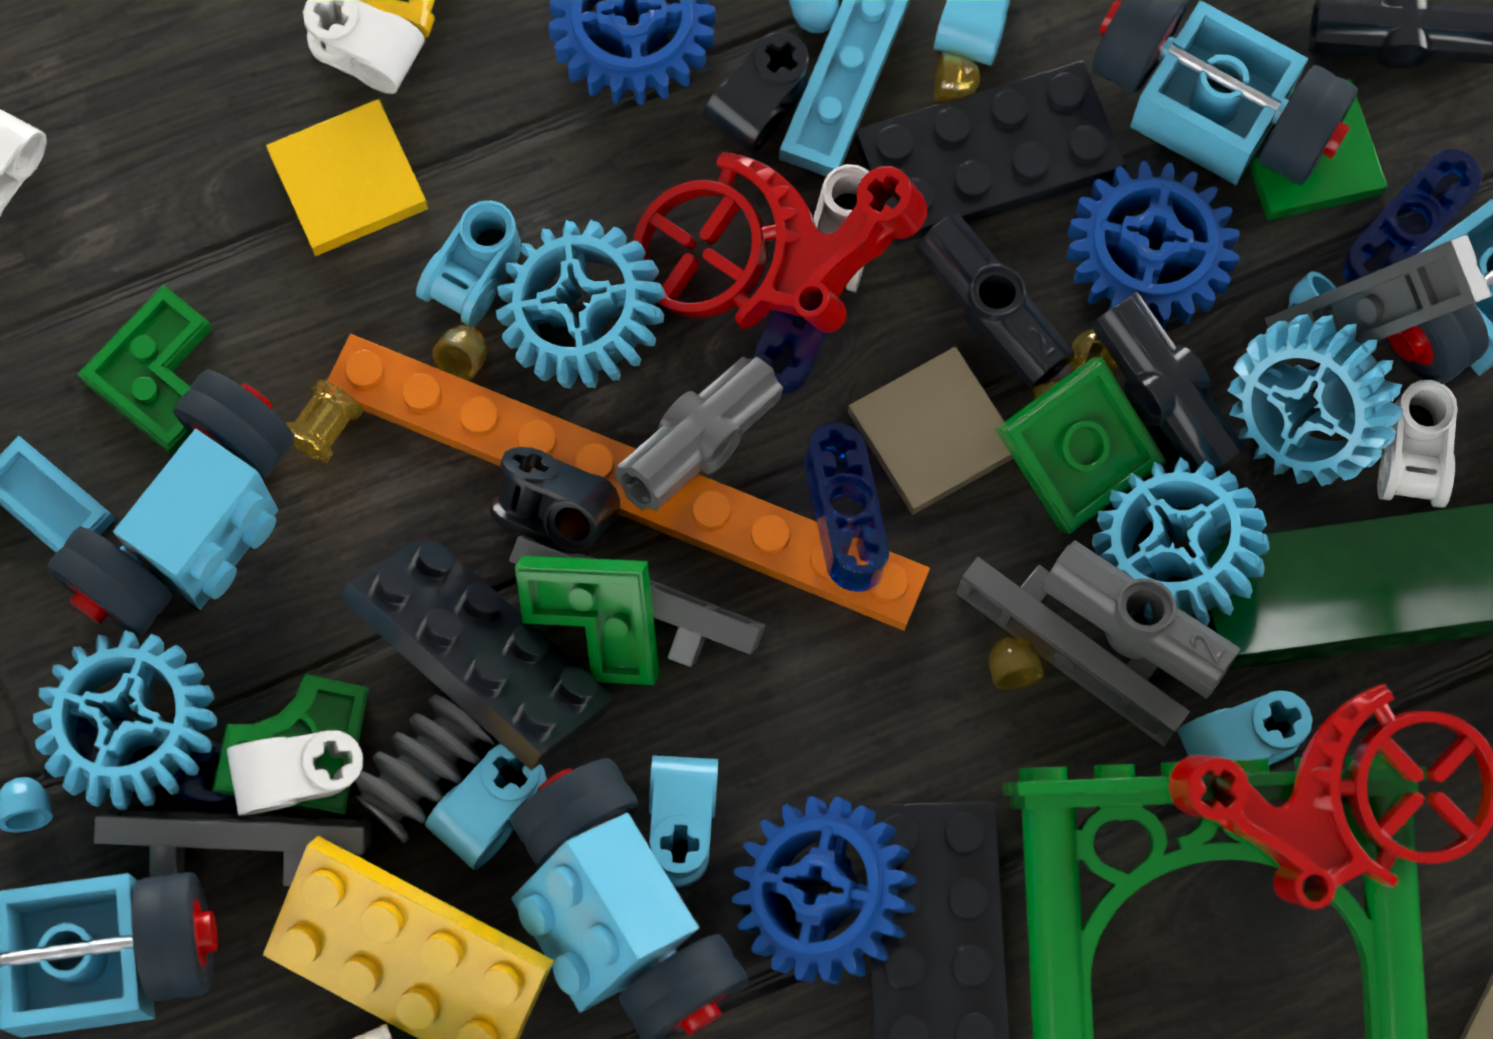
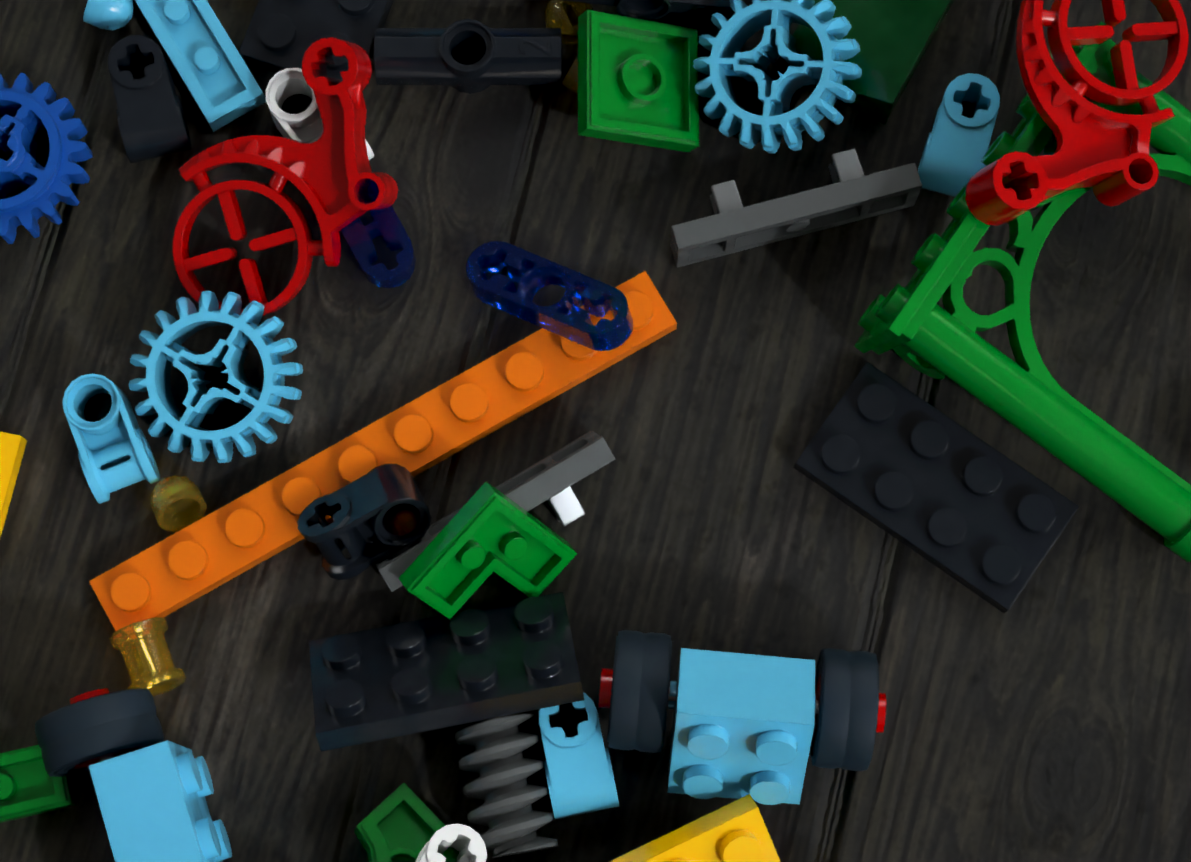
camera: 50 degrees left, 5 degrees up
(682, 808) = (691, 599): medium azure piece -> none
(698, 433) = (401, 364): dark grey piece -> none
(823, 913) = (801, 578): blue gear -> none
(932, 430) = (533, 184): dark tan tile -> none
(1014, 664) = (769, 264): clear yellow hinge -> none
(1173, 641) = (856, 132): dark grey piece -> none

